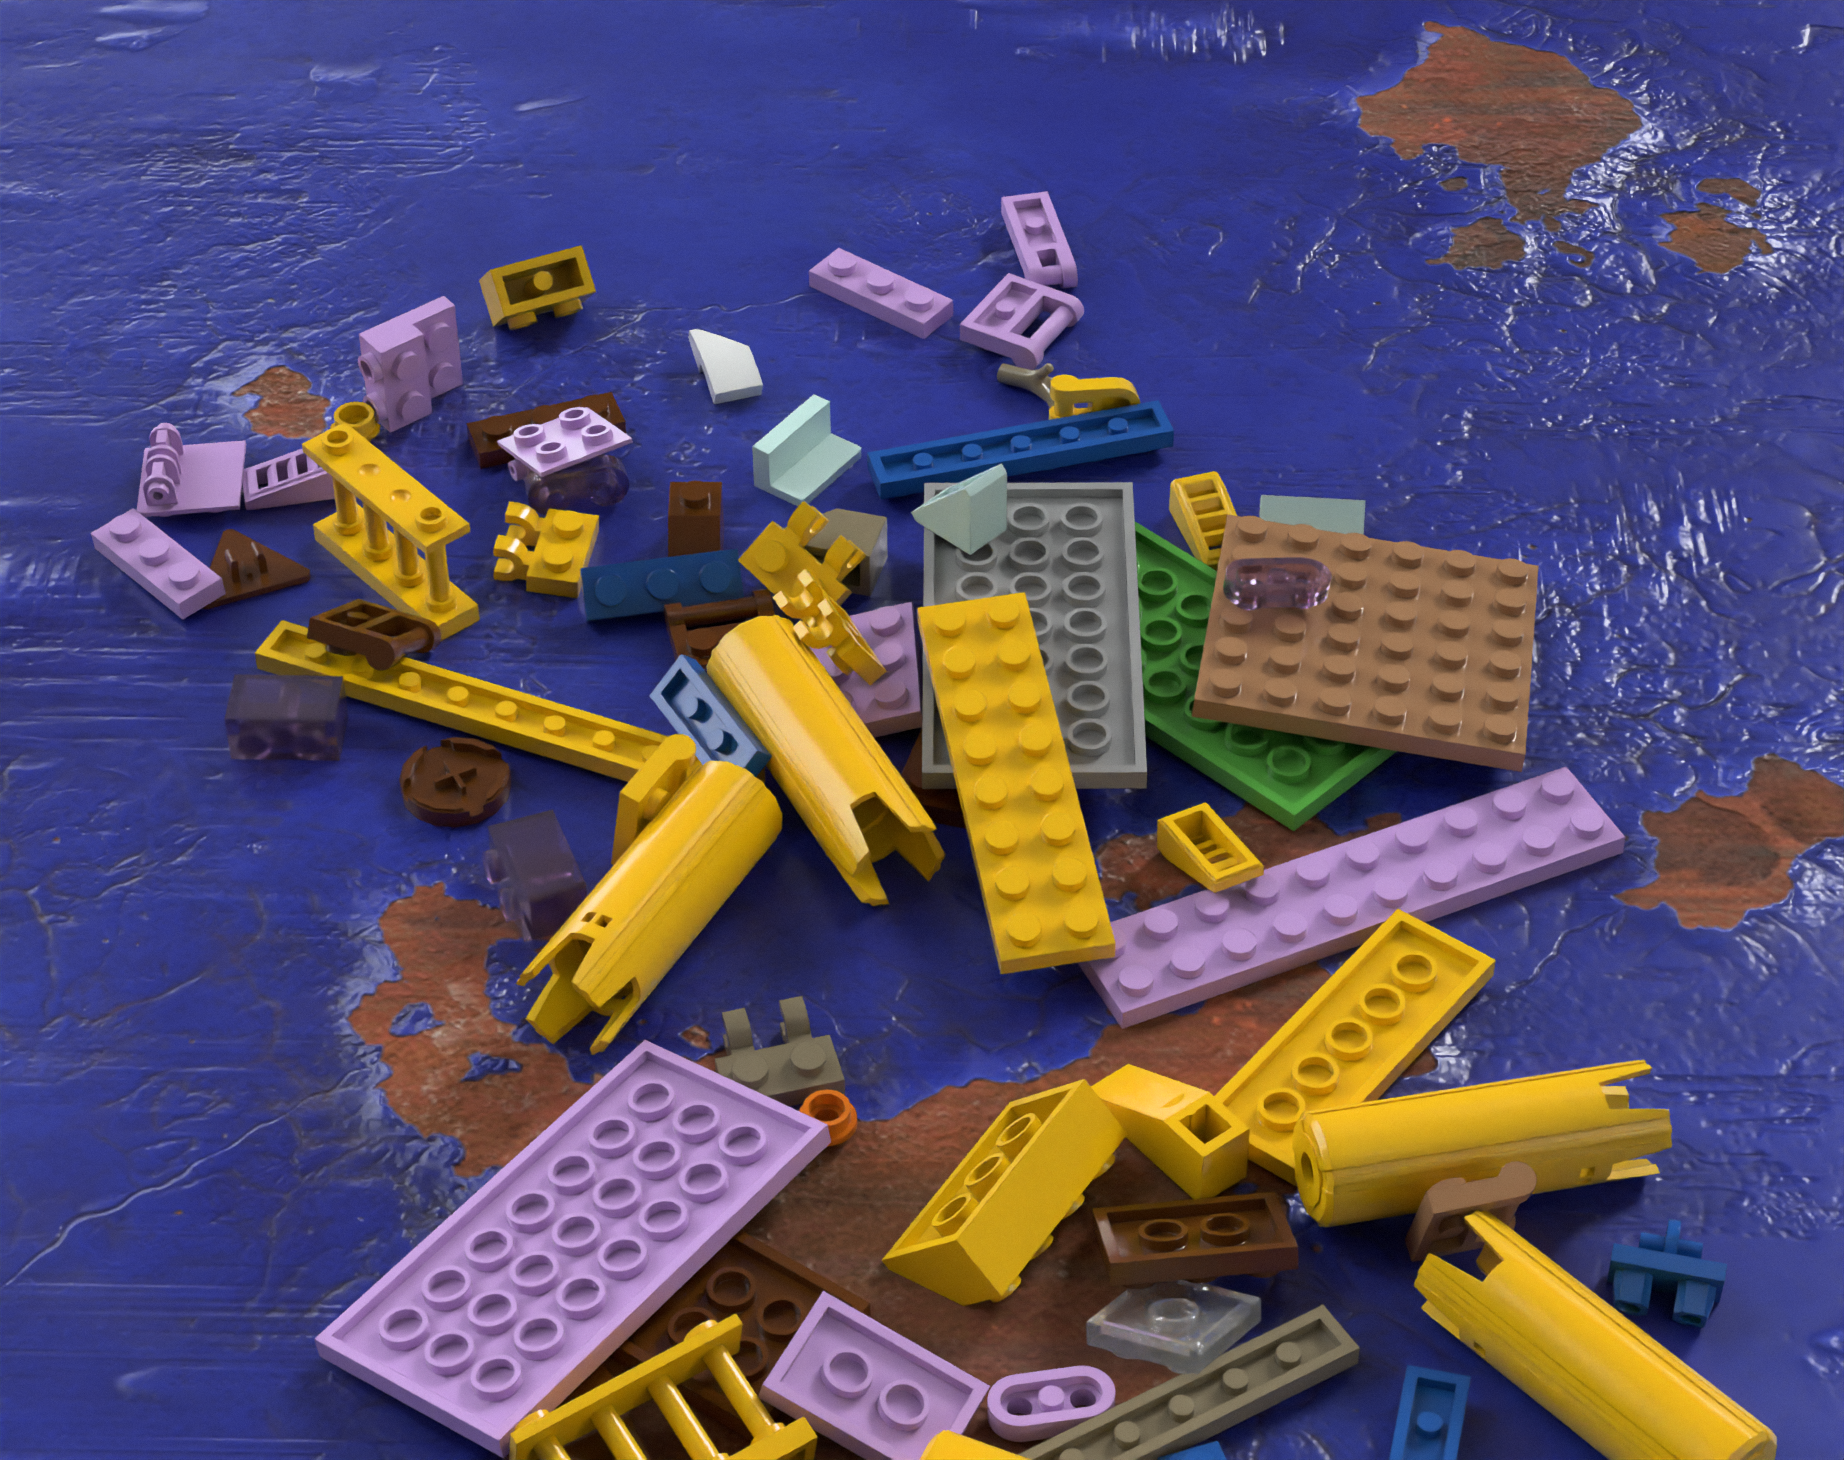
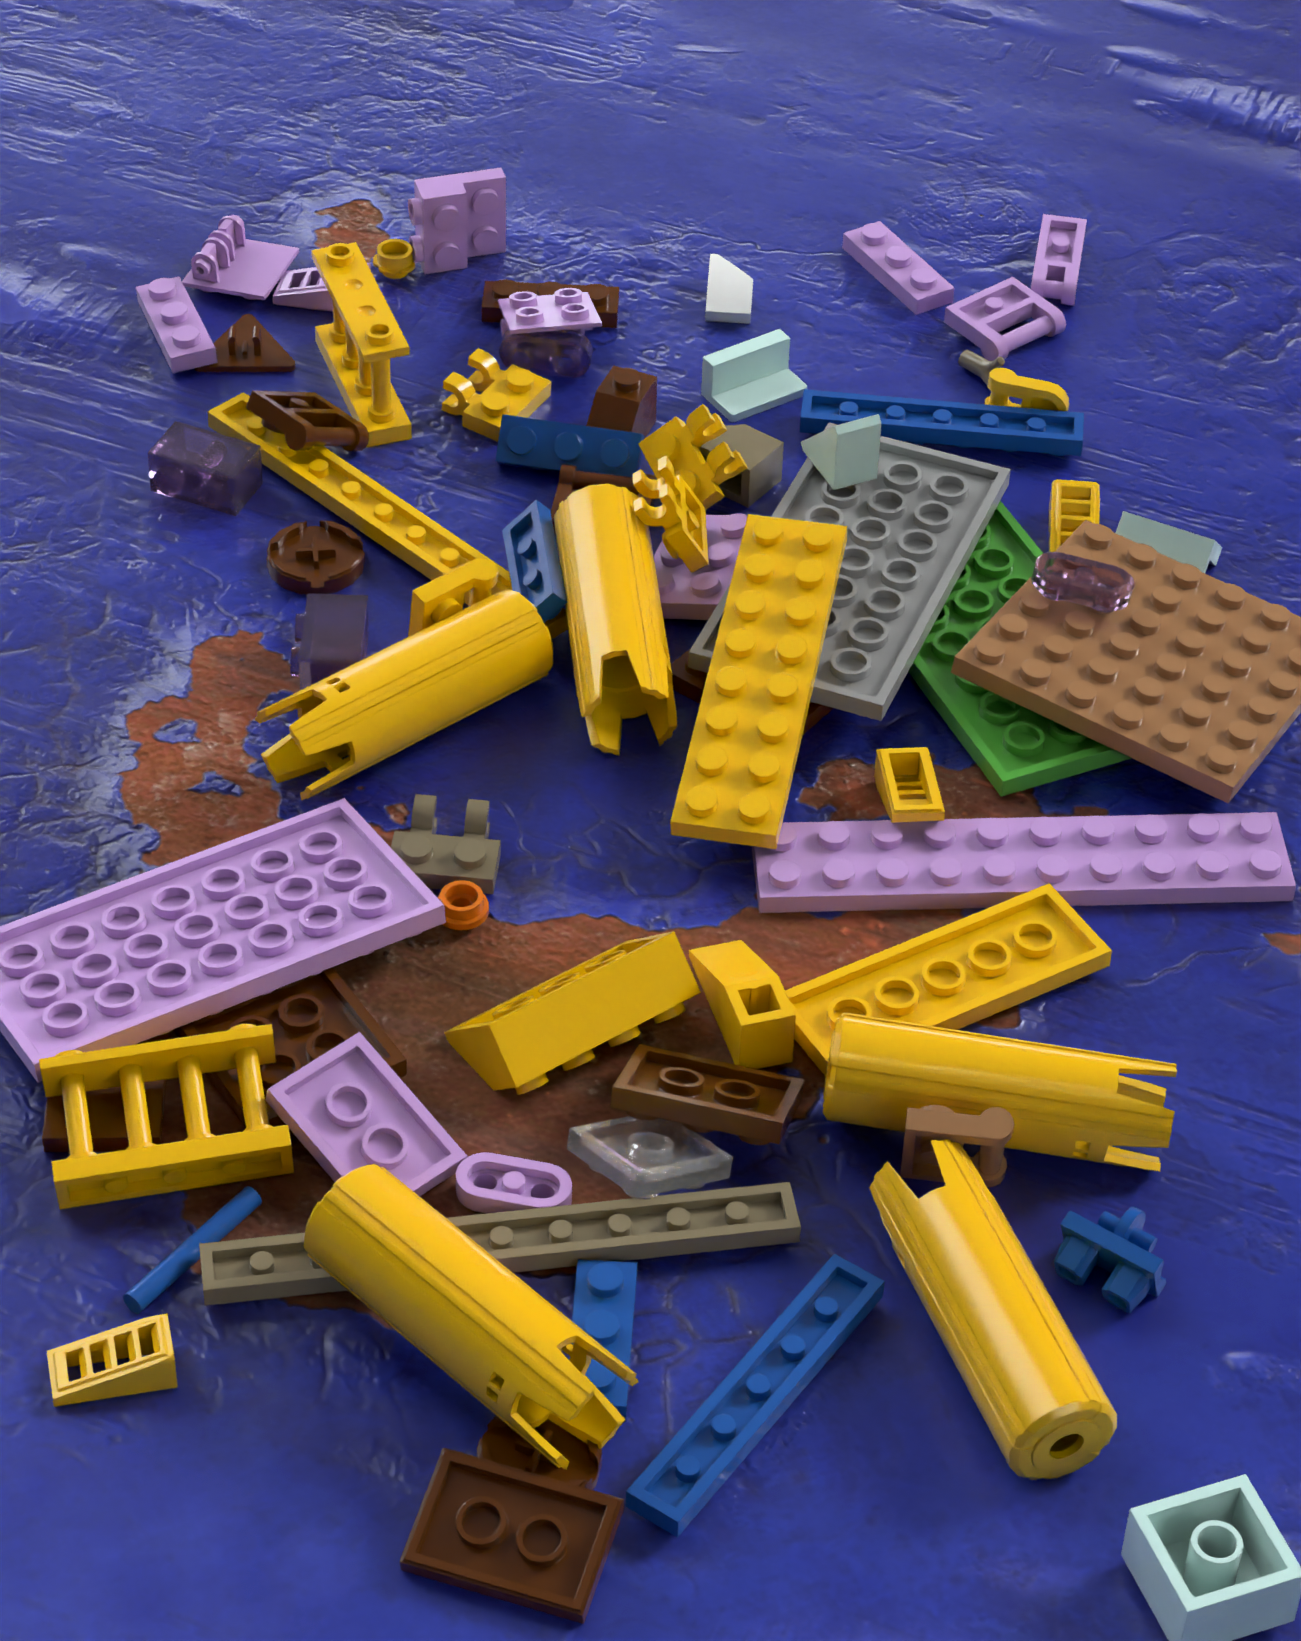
camera: 20 degrees right, 0 degrees up
(537, 286) = (601, 187): yellow brick -> none

